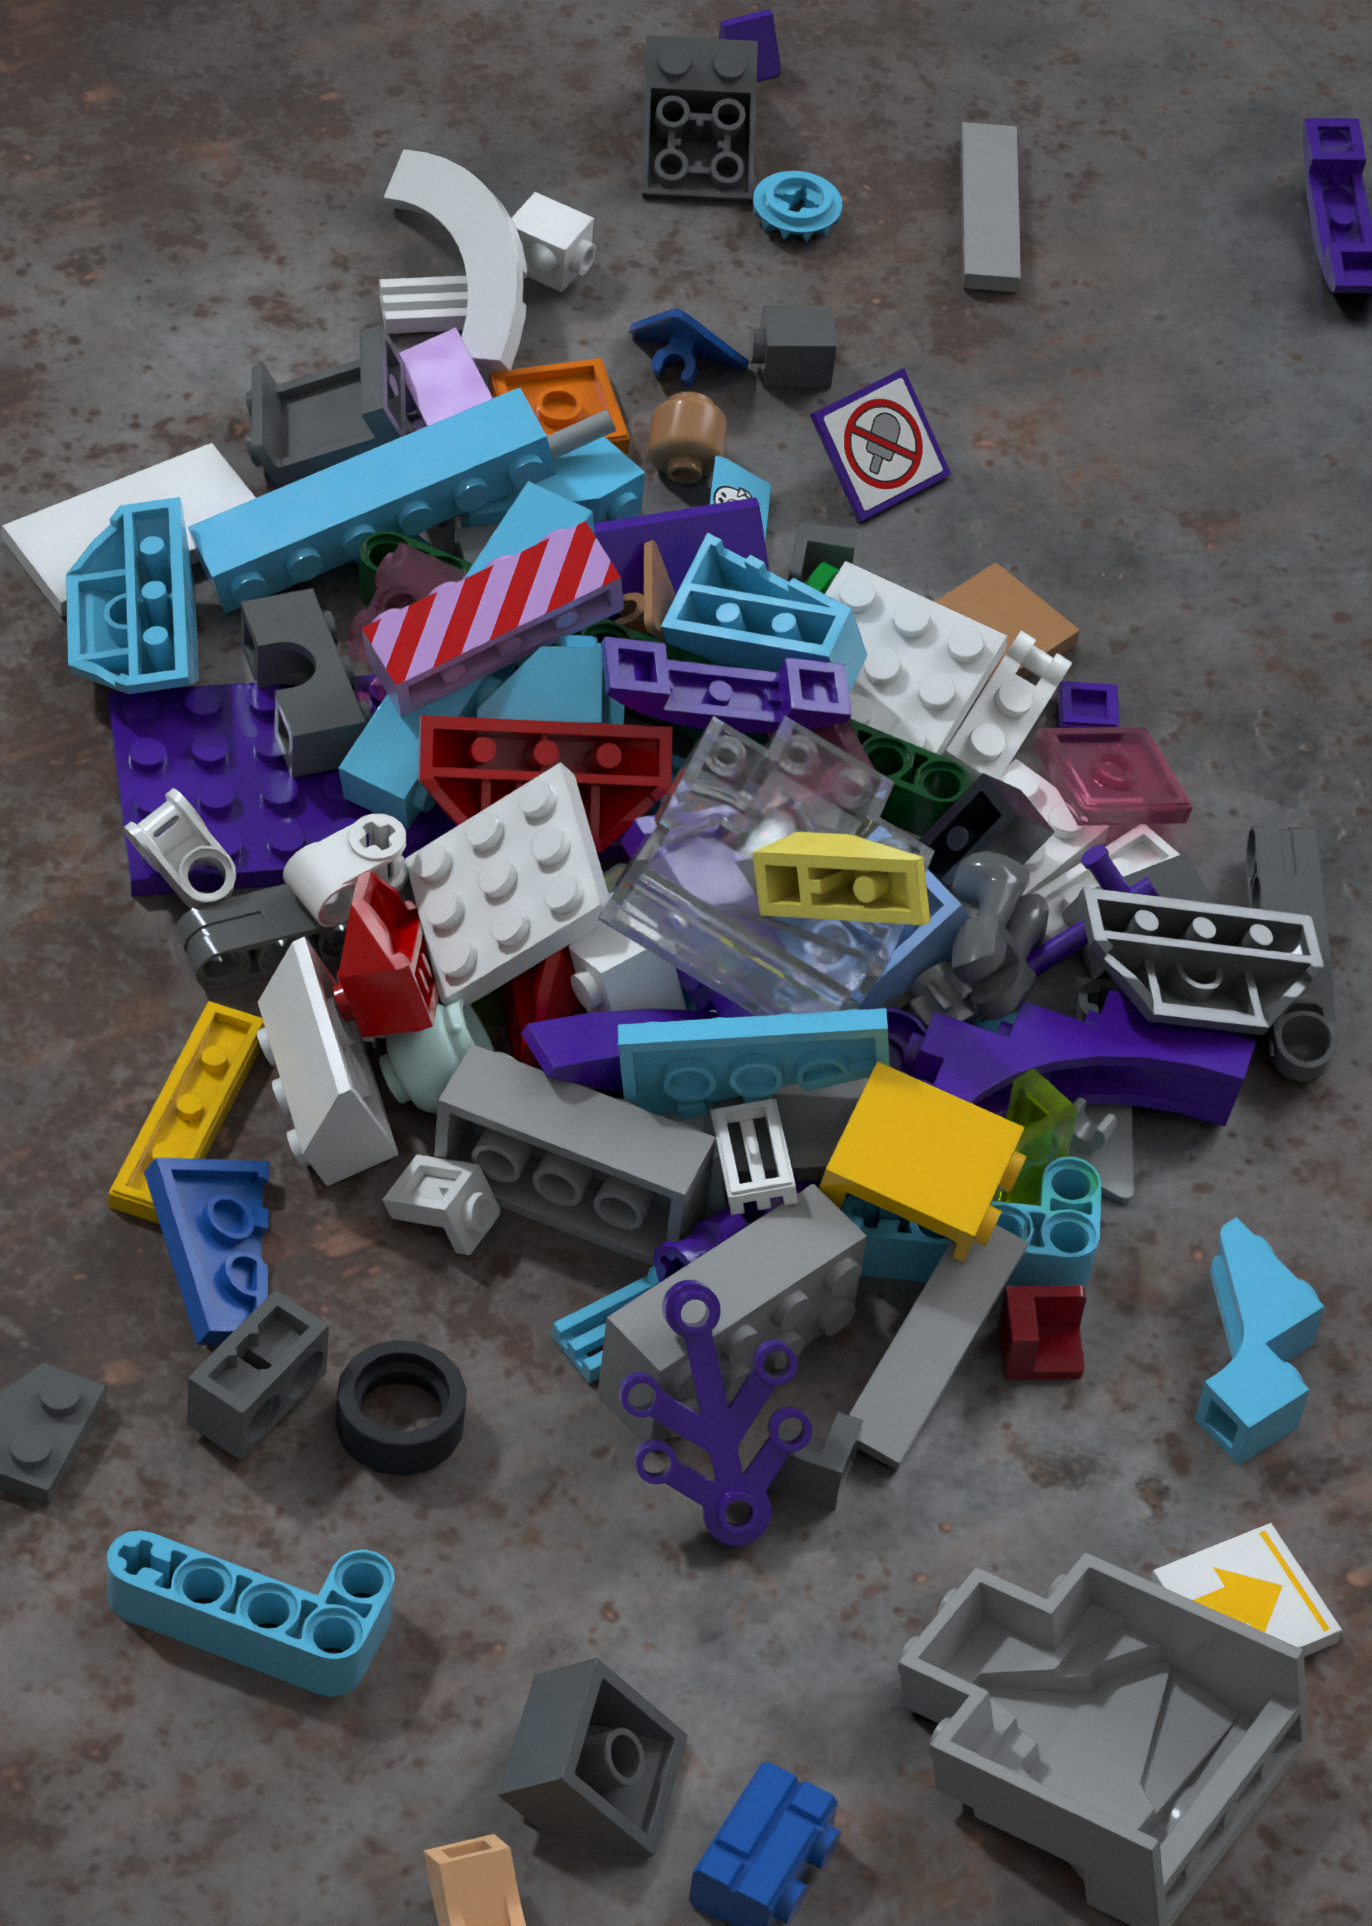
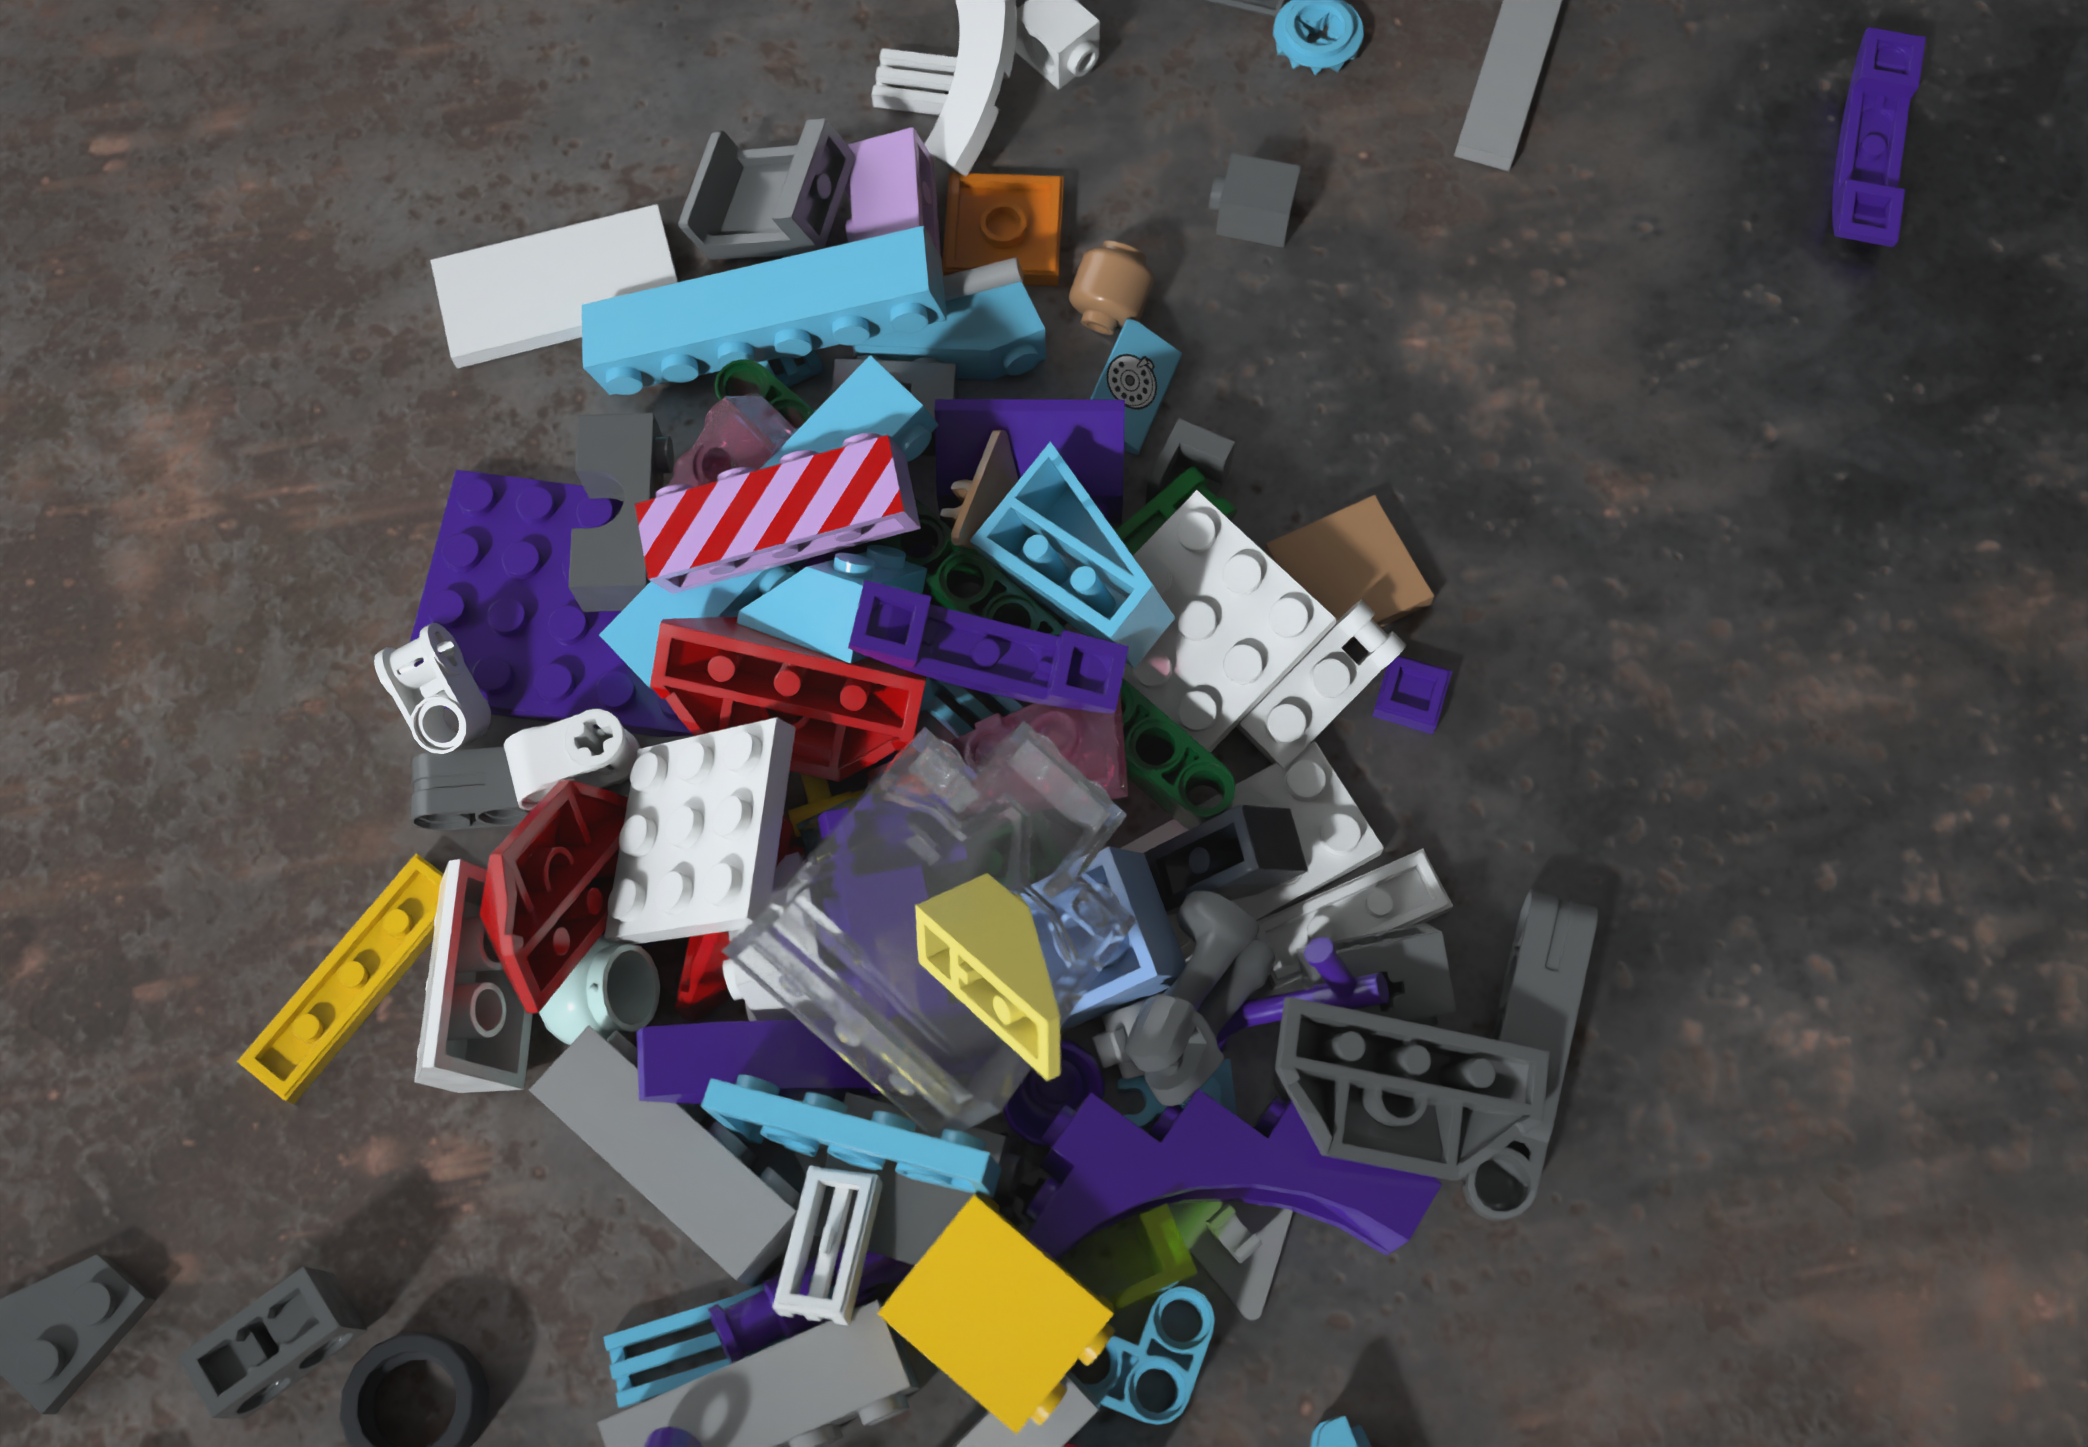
camera: 25 degrees right, 20 degrees up
(135, 602) = (505, 389): medium azure wedge -> none
(213, 1237) = (306, 1156): blue wing -> none
(445, 1196) = (549, 1158): white bracket -> none
(682, 341) = (1146, 180): blue piece -> none
(880, 444) = (1298, 335): piece -> none
(1112, 776) = (1406, 788): clear pink tile -> none

